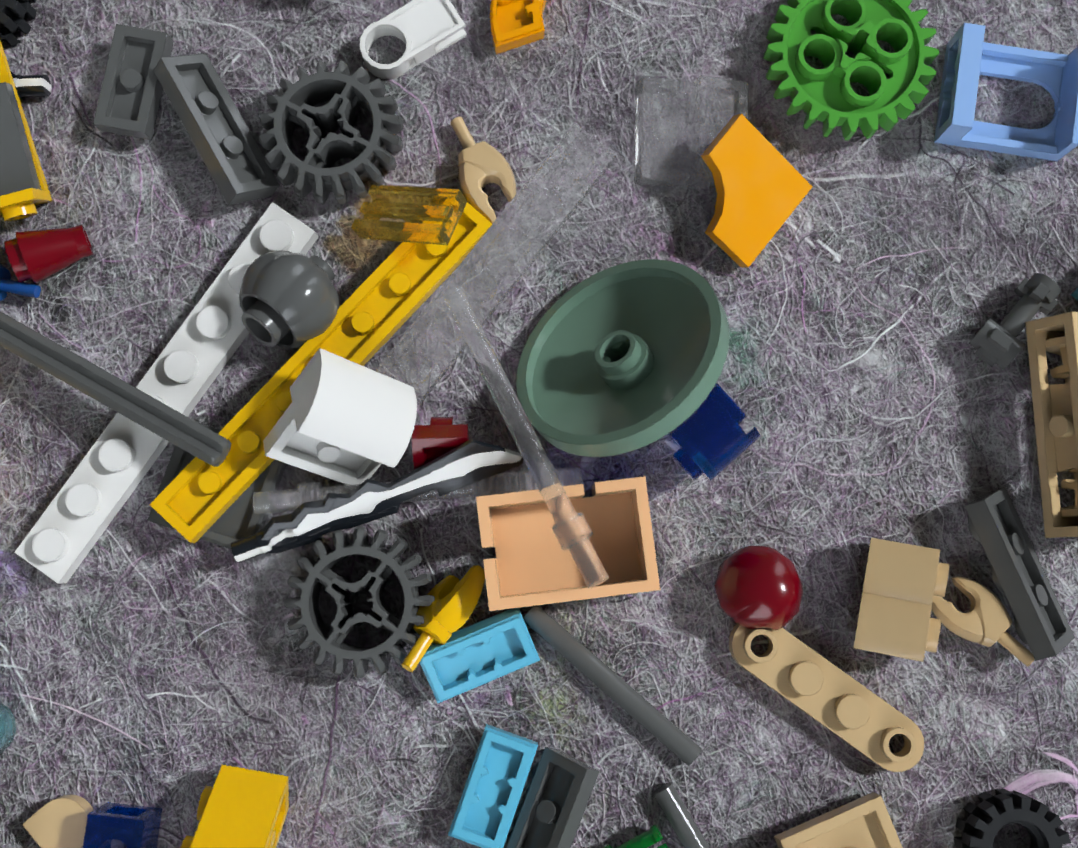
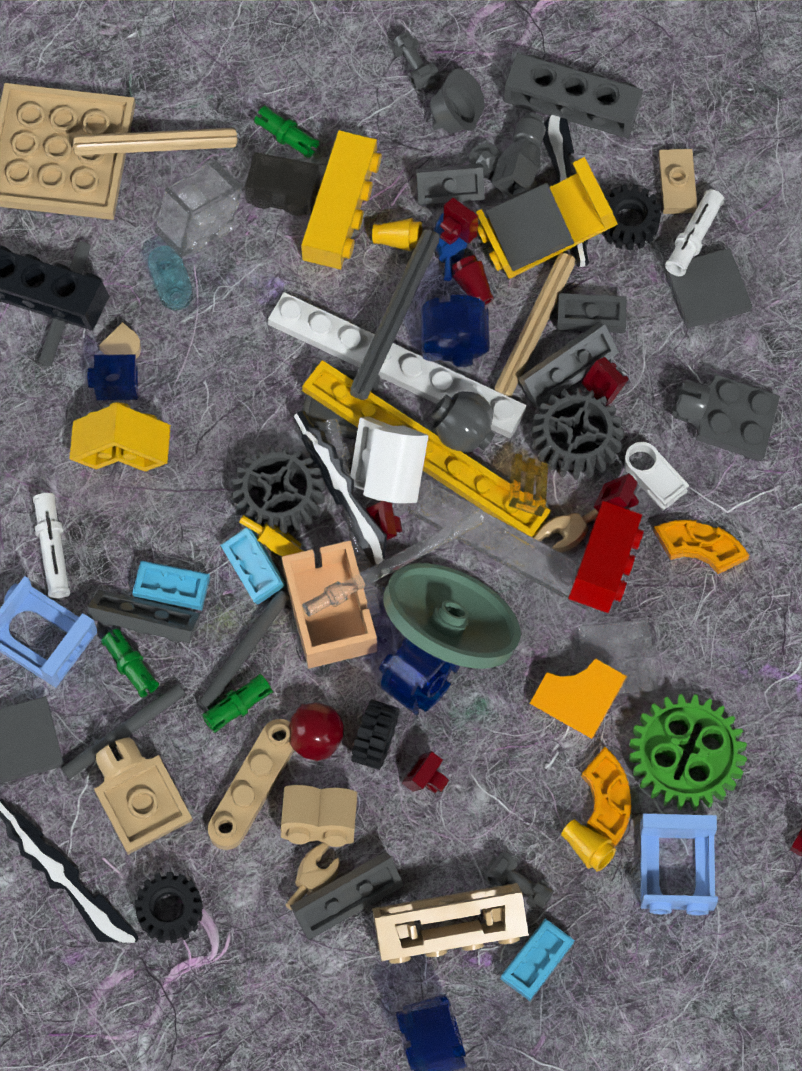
camera: 85 degrees right, 15 degrees down
(131, 286) = (455, 330): none -> clear blue brick
(137, 170) = (535, 324): none -> tan axle
(251, 78) = (604, 380): none -> dark red tile
(444, 89) = (618, 492): none -> dark red tile
(547, 114) = (607, 557): none -> red brick
(698, 705) = (237, 703): none -> green pin
(787, 498) = (375, 734): none -> black tyre
(845, 433) = (425, 775): none -> dark red tile
(898, 175) = (610, 796): none -> light orange tile
(973, 213) = (589, 845): none -> yellow cone

